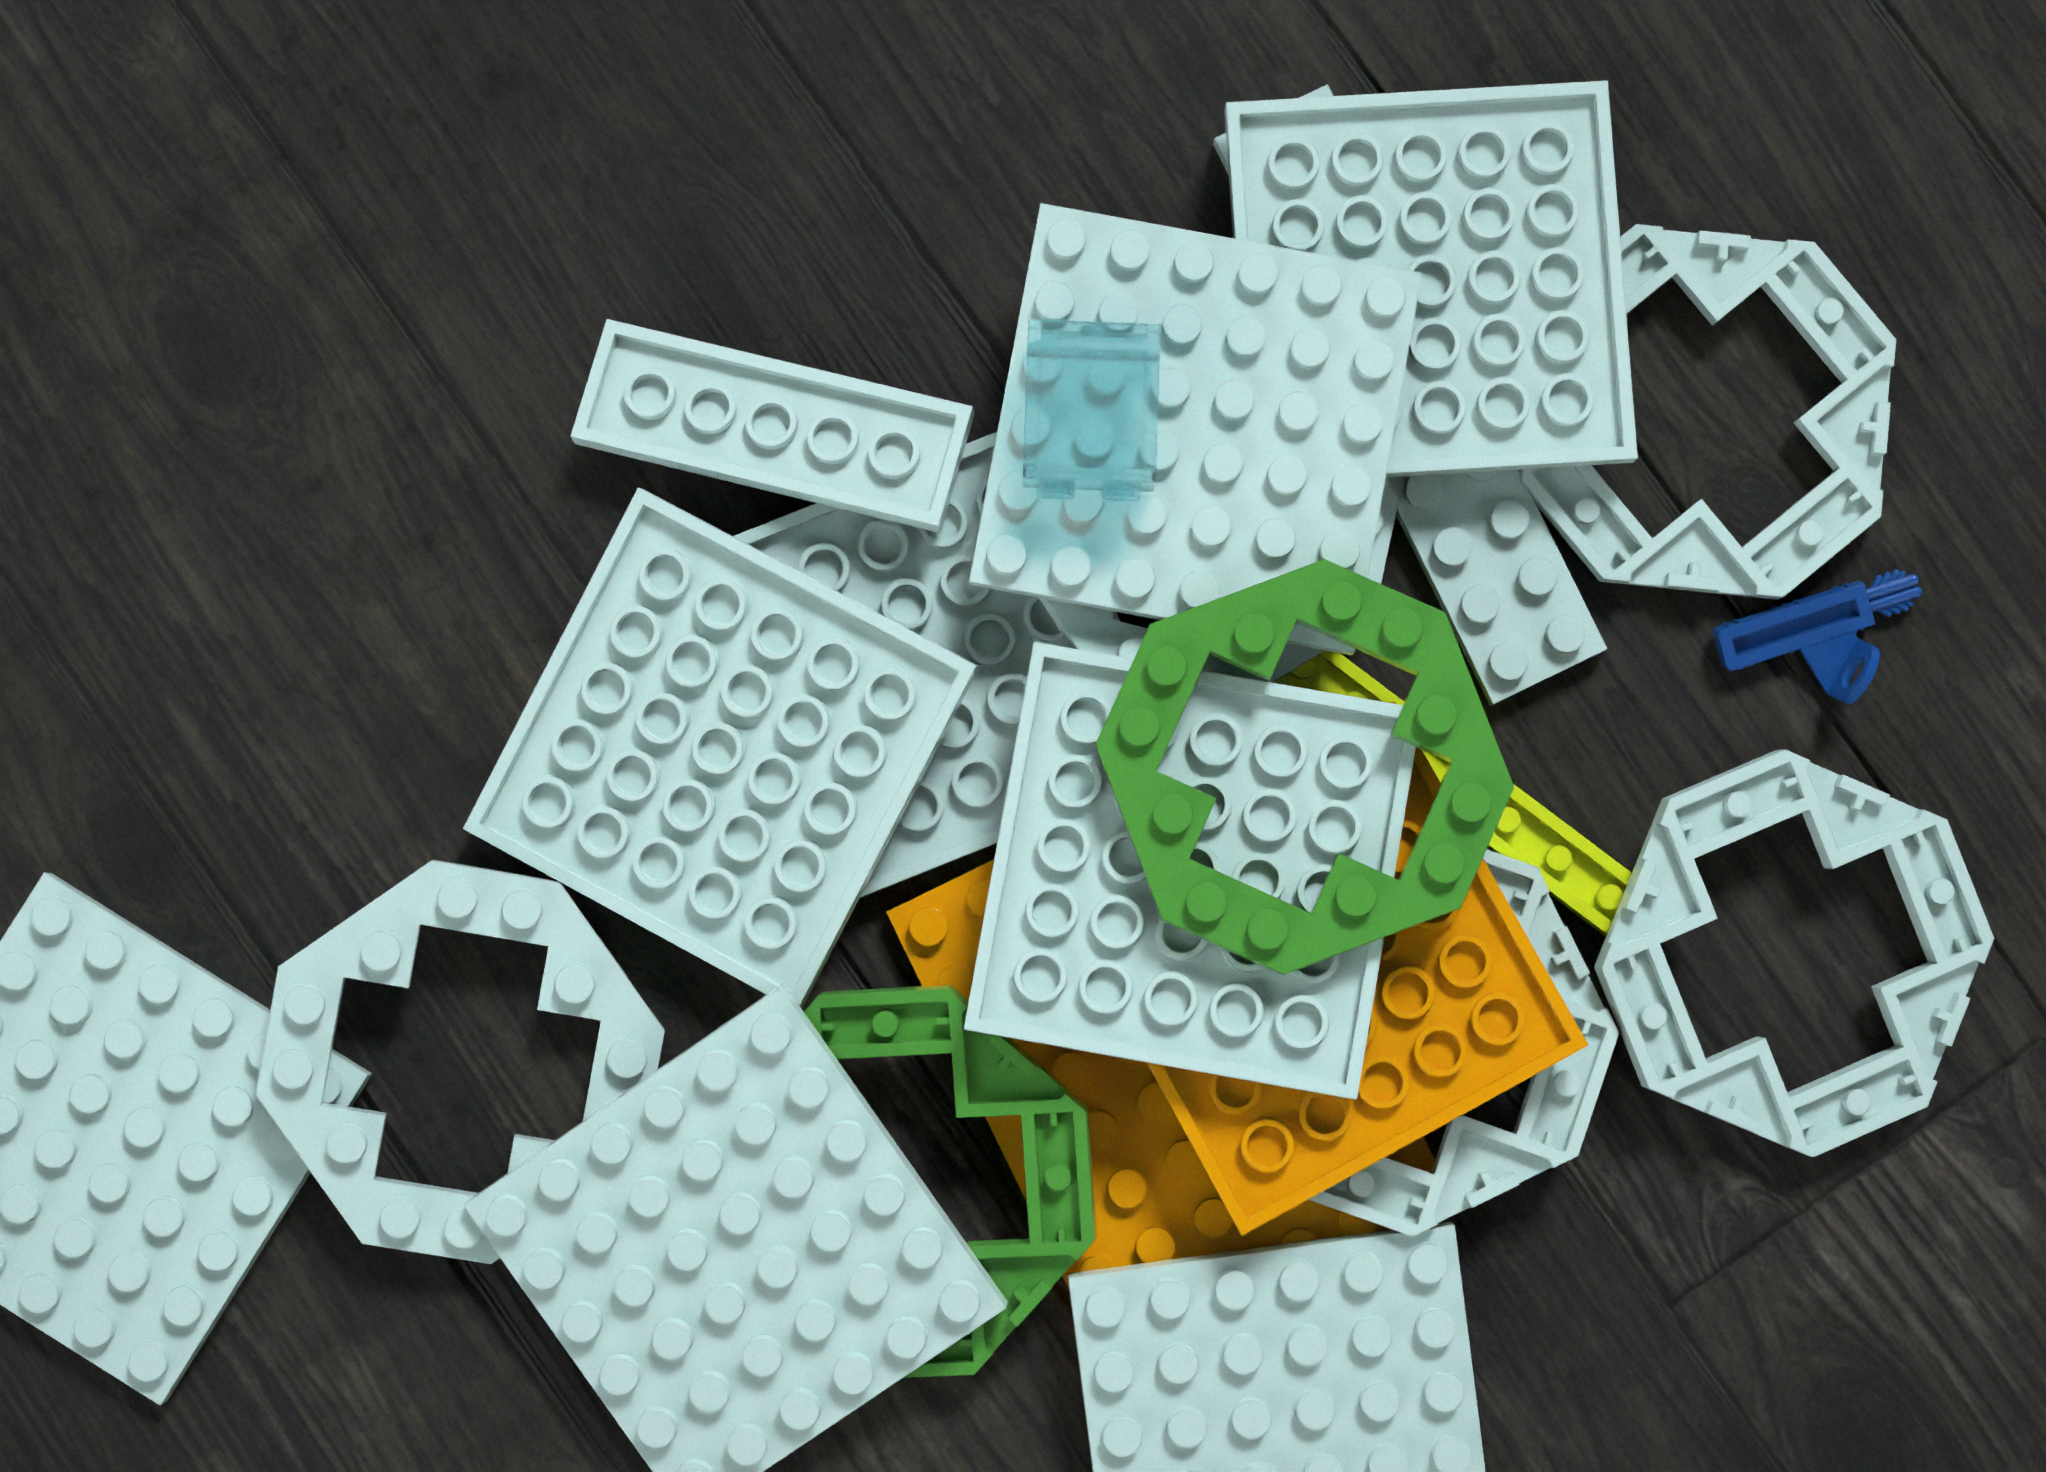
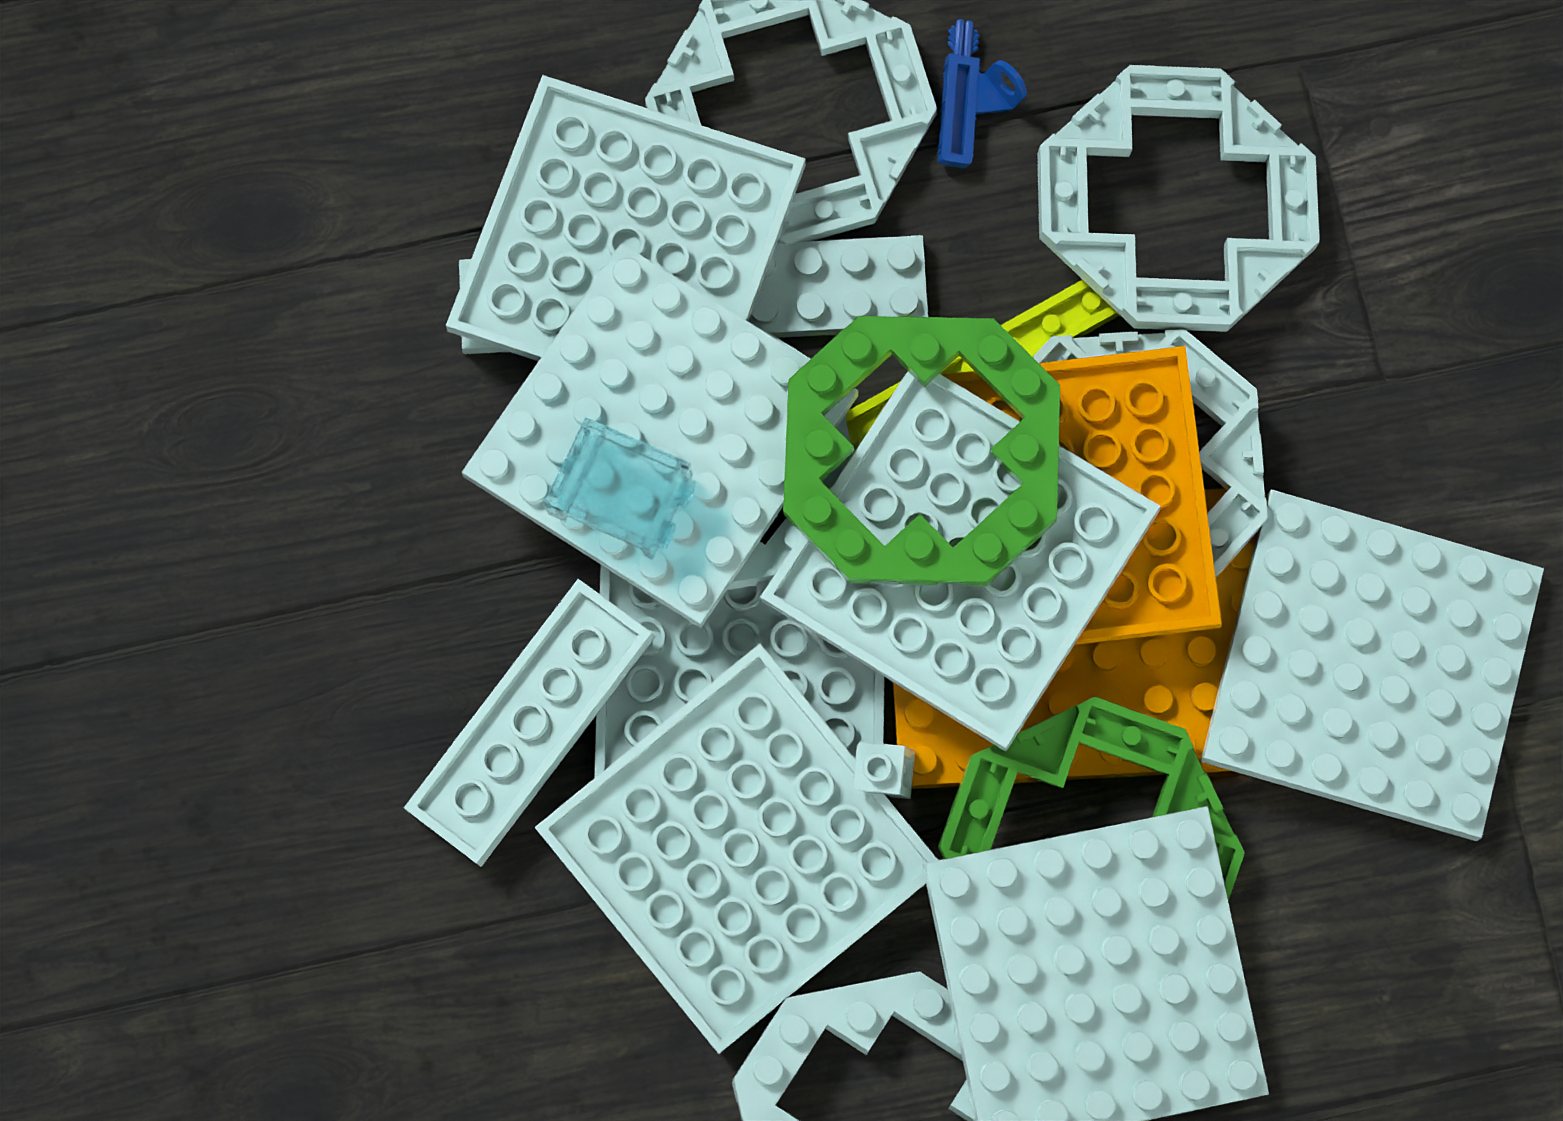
camera: 65 degrees left, 10 degrees down
(885, 887) = (884, 769): none -> light aqua bracket

